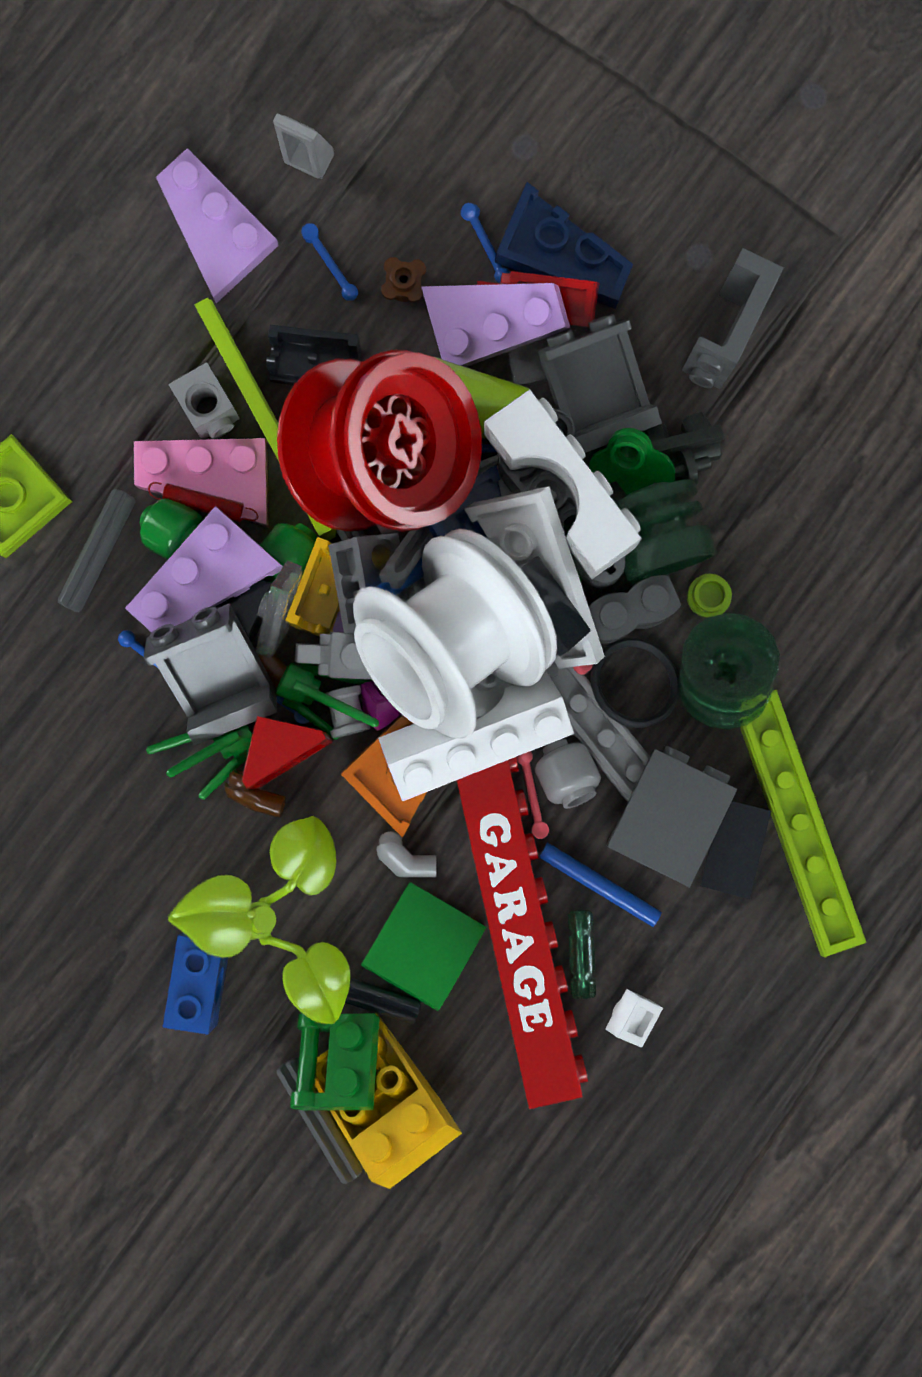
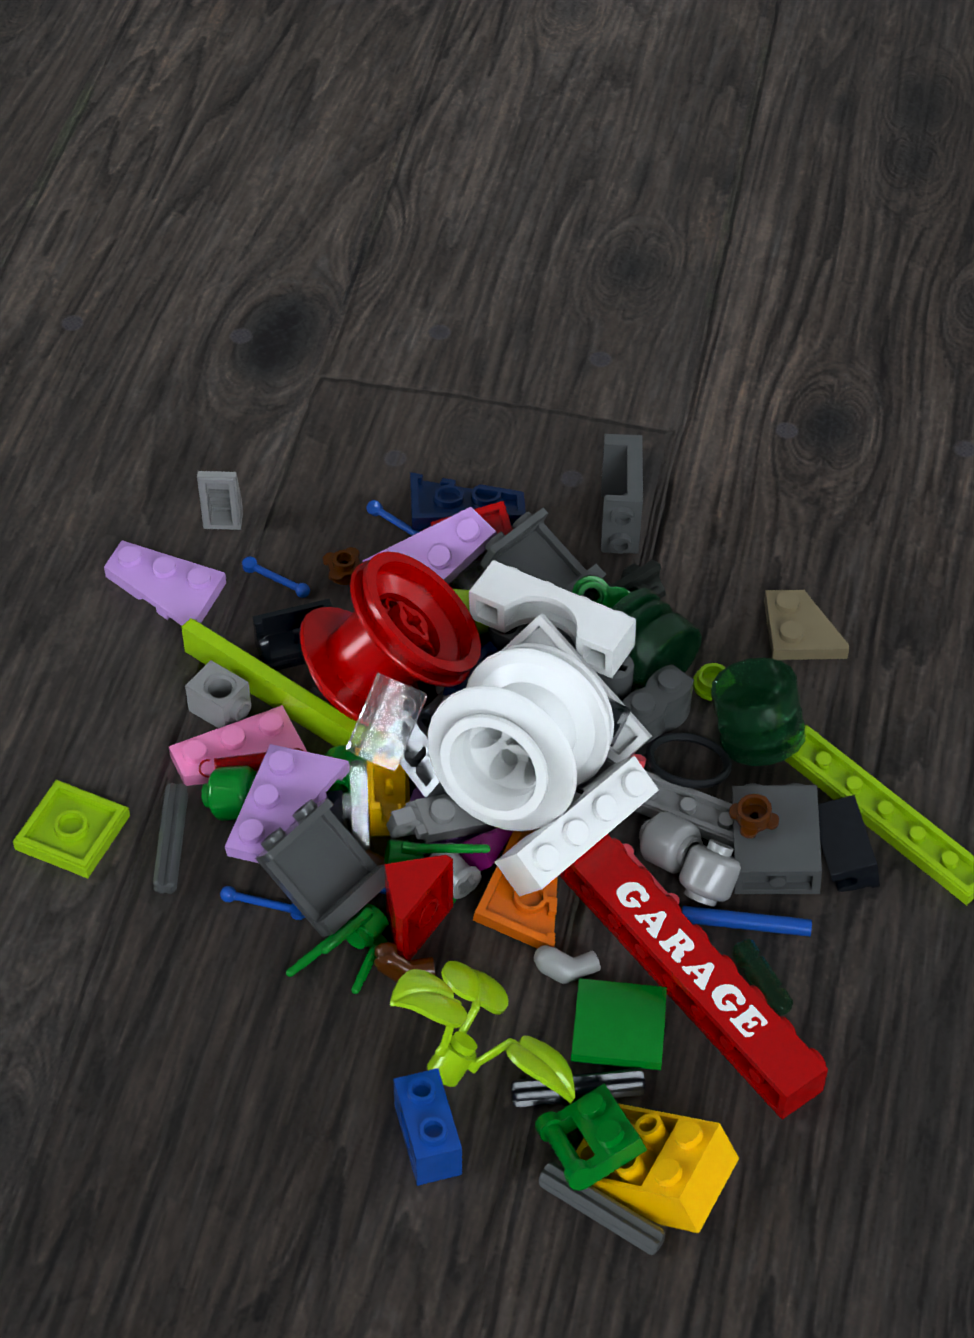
camera: 20 degrees left, 35 degrees down
(330, 545) = (386, 722): none -> clear bracket
(585, 830) = (710, 873): none -> light grey head
(633, 1018) = (836, 1003): white plate -> none
(663, 810) = (753, 805): none -> reddish brown plate
(835, 562) = (800, 628): none -> dark tan wing

